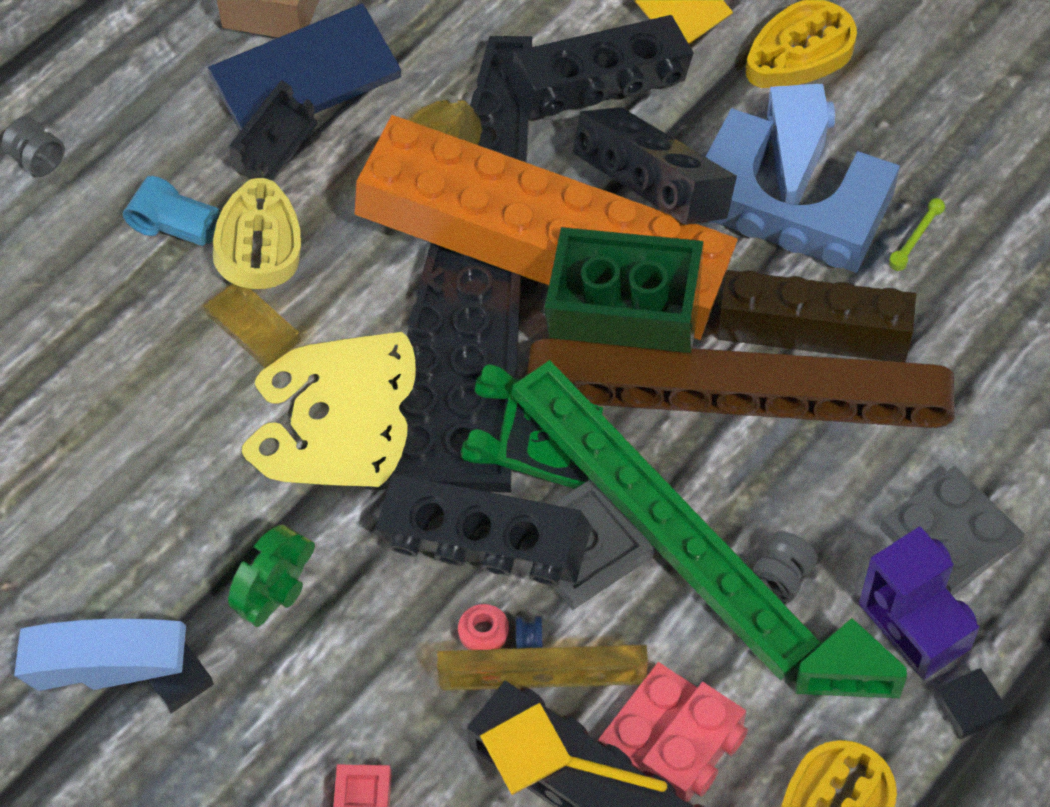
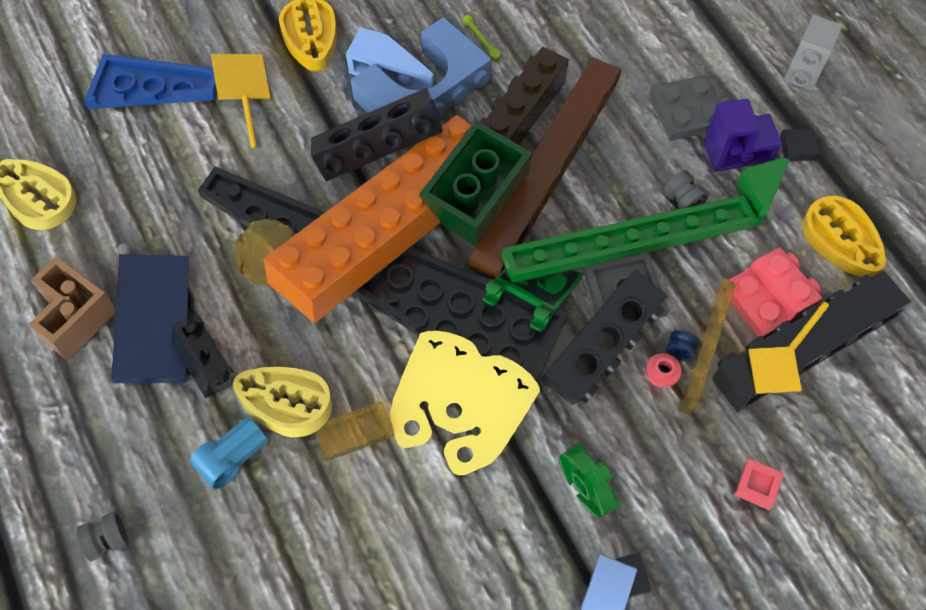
camera: 70 degrees left, 5 degrees up
(600, 66) = (269, 137): black brick -> none

